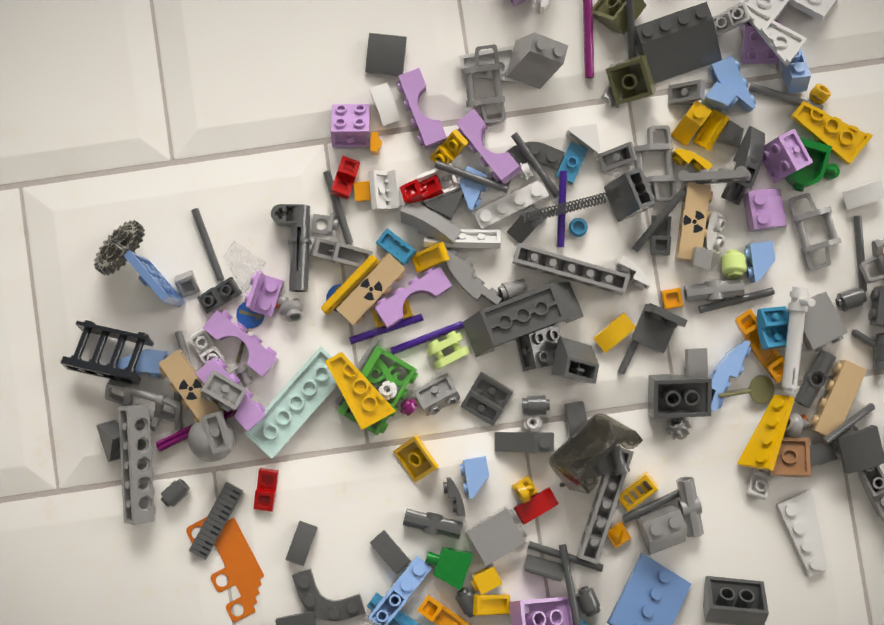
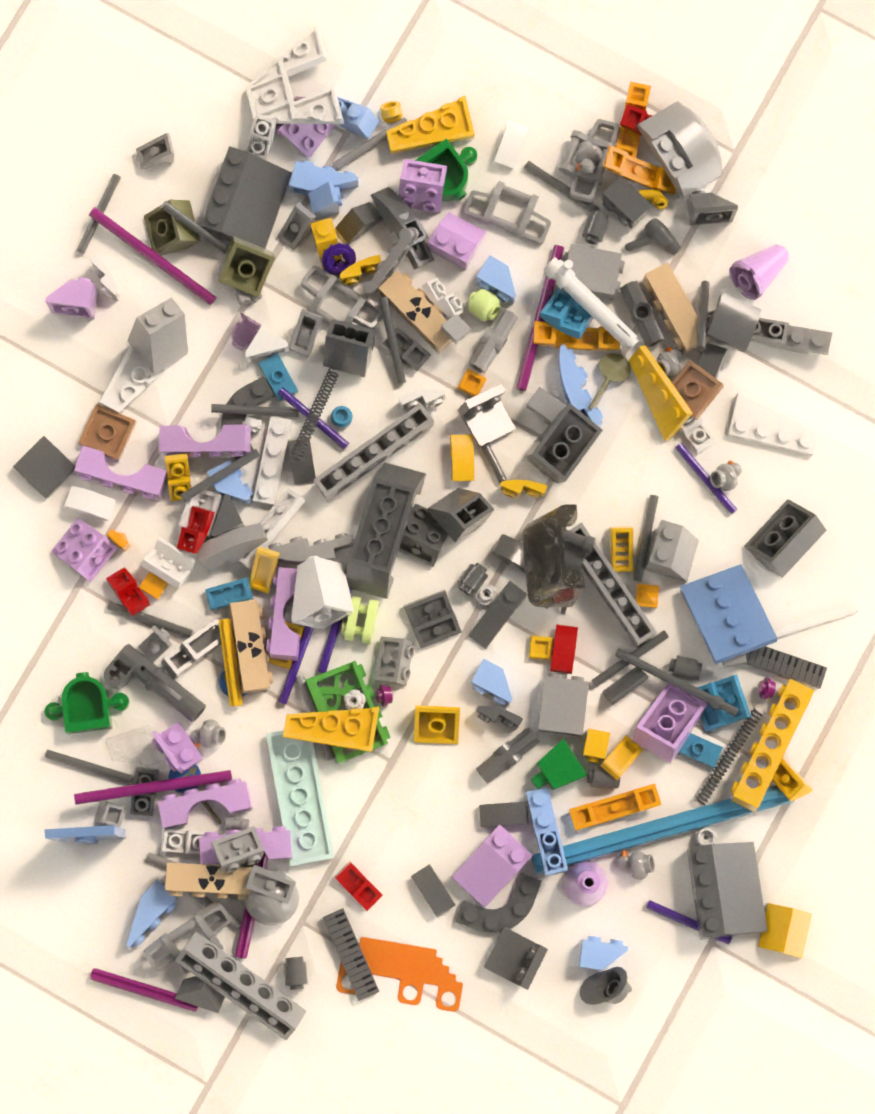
camera: 55 degrees left, 5 degrees down
(88, 402) = (139, 988): none -> magenta axle
(110, 255) = (28, 847): clear smoke gear -> none
(110, 370) = (135, 943): black fence -> none
(224, 298) = (152, 787): none -> magenta piece
(246, 210) = (86, 705): none -> green piece
(348, 572) = (492, 866): none -> lavender slope
(443, 77) = (107, 432): none -> medium nougat tile
(443, 309) = (320, 593): none -> white slope
(471, 101) = (166, 395): light grey bar -> none
(511, 289) = (350, 519): light grey cone -> none
(524, 492) = (543, 649): yellow tile -> none
(584, 115) = (244, 332): none -> clear purple window
(621, 385) = (514, 488): none -> yellow slope
(678, 428) = (592, 467): light grey gear -> none
(680, 143) = (337, 267): none -> dark purple gear
(690, 506) = (669, 510): light grey piece -> none
(711, 129) = (347, 229): yellow tile -> none
(728, 321) = (531, 349): none -> magenta piece
(733, 513) = (704, 476): none -> dark purple bar
(736, 300) = (518, 328): dark grey bar -> none
(745, 526) = (726, 476): none -> light grey animal

